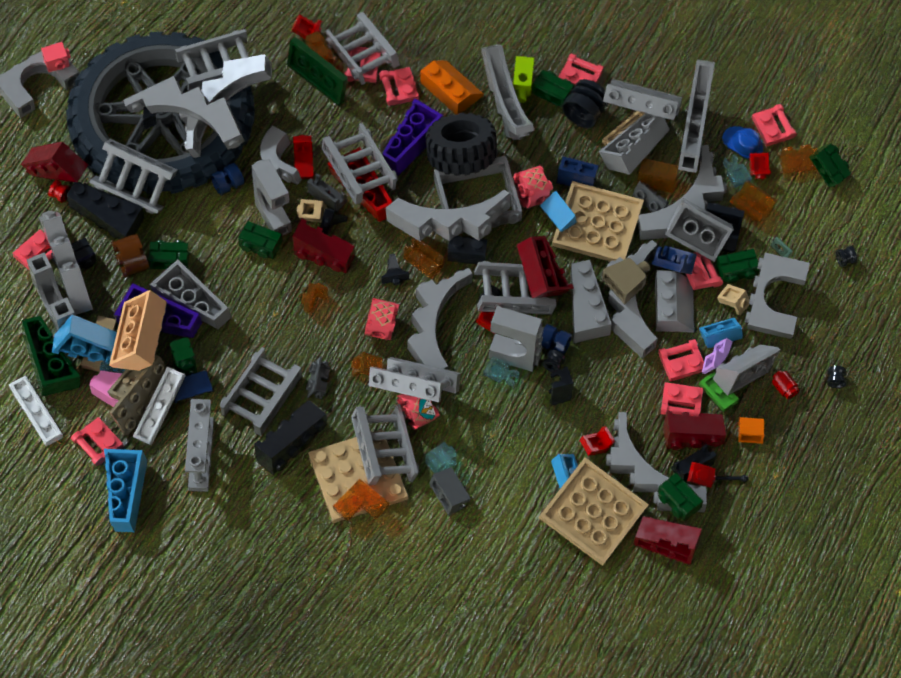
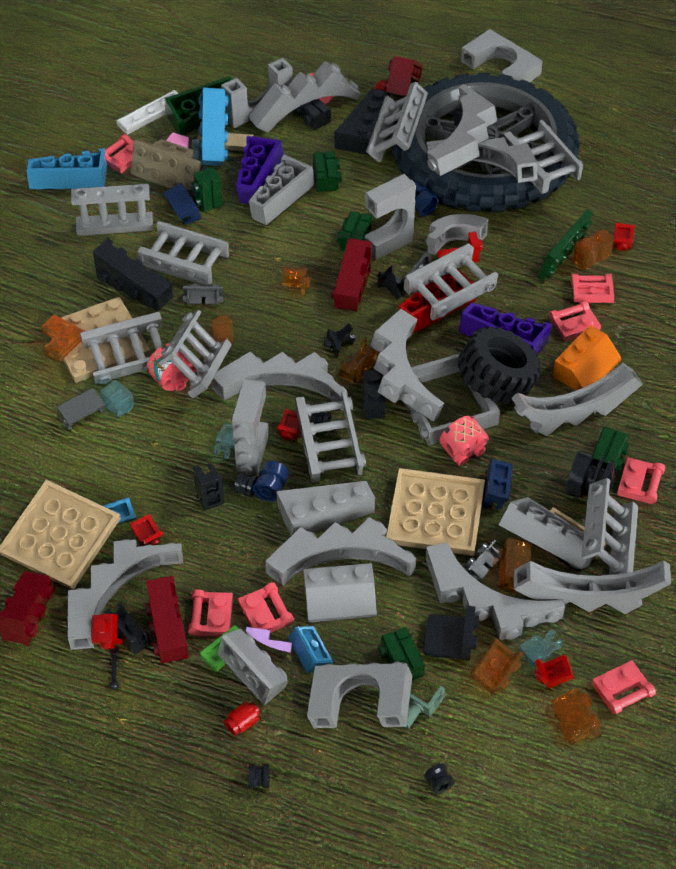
camera: 85 degrees right, 10 degrees down
(56, 56) = (521, 57): coral brick -> none
(130, 255) = (315, 137): reddish brown brick -> none
(138, 332) = (220, 143): light nougat slope -> none
(159, 405) = (161, 182): white tile -> none
(307, 205) = (400, 263): tan brick -> none
(372, 35) = (608, 290): light grey fence -> none
(381, 319) = (273, 328): coral brick -> none
(523, 77) = (610, 414): lime torso -> none
(541, 268) = (345, 446): dark red wedge -> none
(558, 212) = (437, 468): dark azure slope -> none
(626, 278) = (351, 530): dark tan torso -> none
(675, 259) = (389, 582): dark blue hinge -> none
(679, 497) = (68, 603): dark green brick -> none
(699, 229) = (436, 600): light grey slope -> none
(700, 278) = (386, 610): coral plate -> none
(735, 298) = (356, 652): tan bracket -> none
(742, 141) = (590, 656): blue piece -> none
(751, 430) = (176, 686): orange piece -> none
(830, 164) = (570, 747): dark green brick -> none

